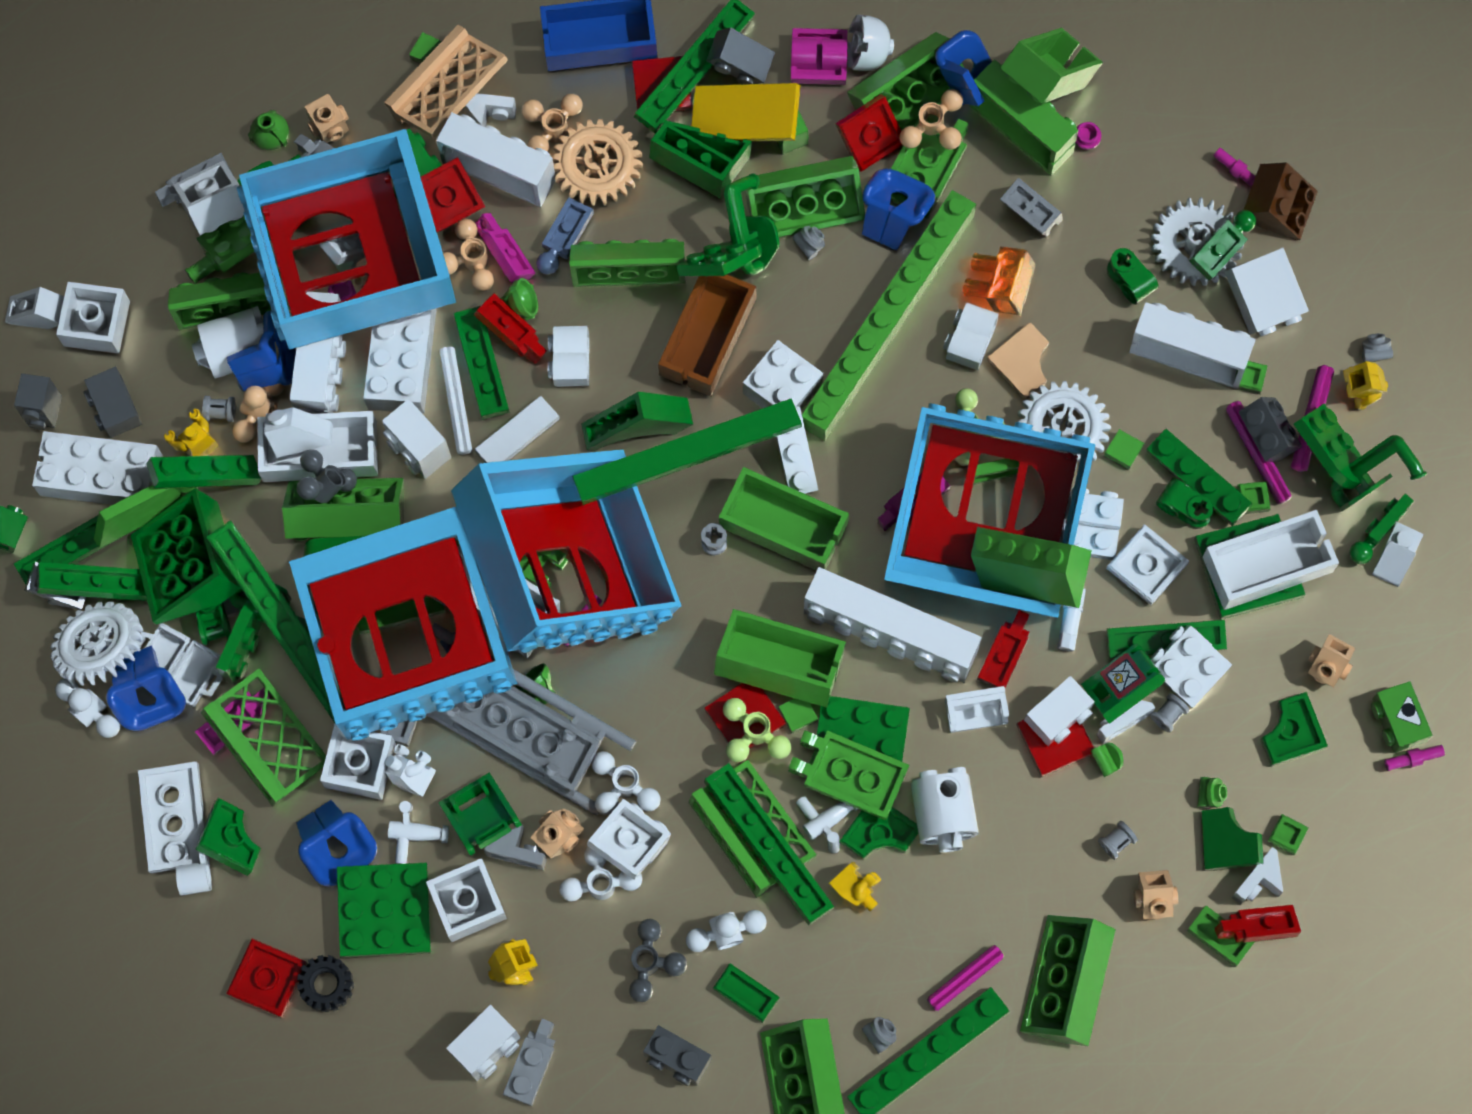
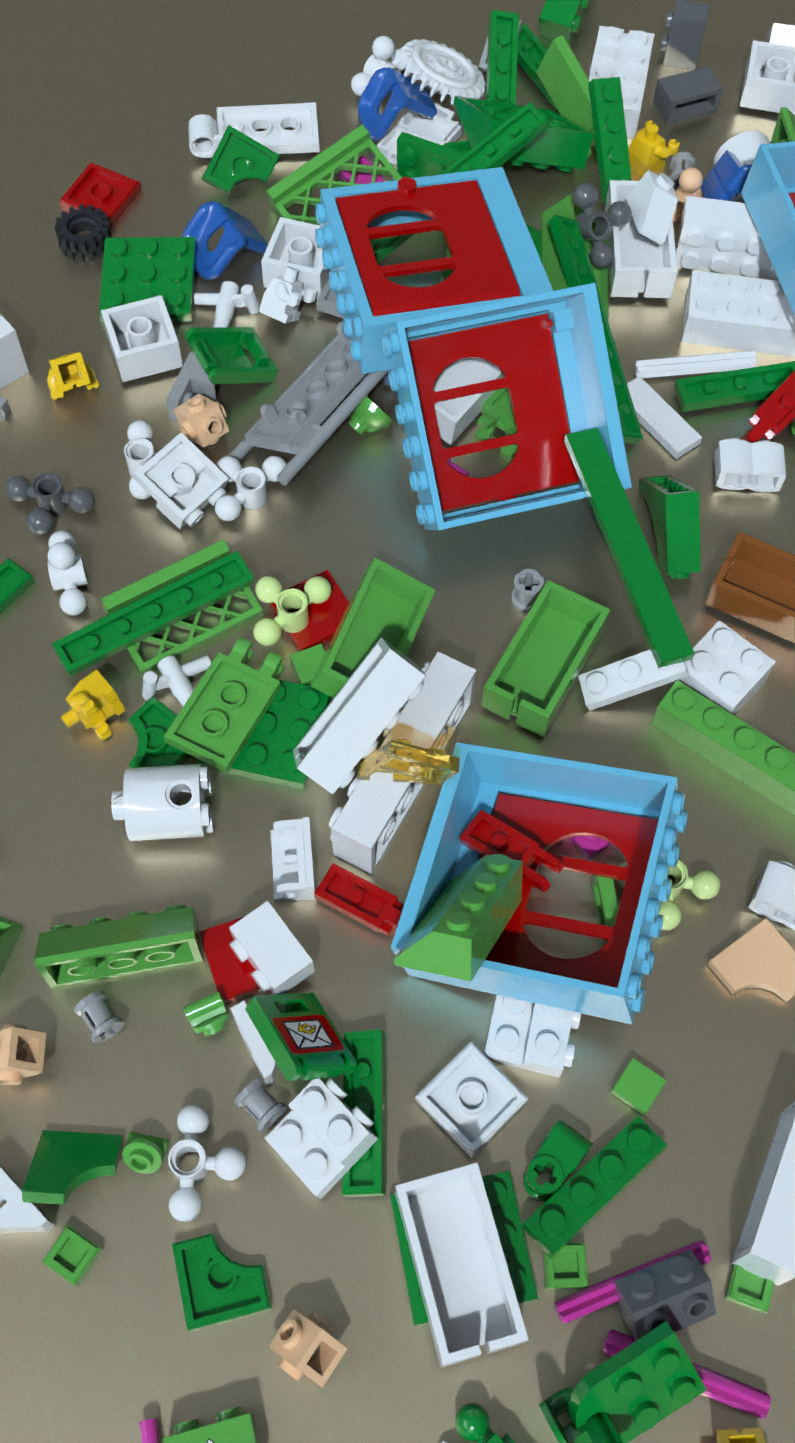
camera: 90 degrees right, 10 degrees down
(409, 490) = (579, 272): none -> green tile
(416, 439) = (647, 314): white brick -> none
(869, 655) = (358, 716): none -> white piece
(917, 610) = (410, 763): none -> clear yellow wing
(957, 543) = (492, 836): none -> red hinge
(1063, 829) = (118, 946): none -> bright green slope
(1070, 626) = (406, 990): white piece -> none
(1072, 400) = (706, 1012): white gear -> none
(1214, 730) = (227, 1163): none -> white piece

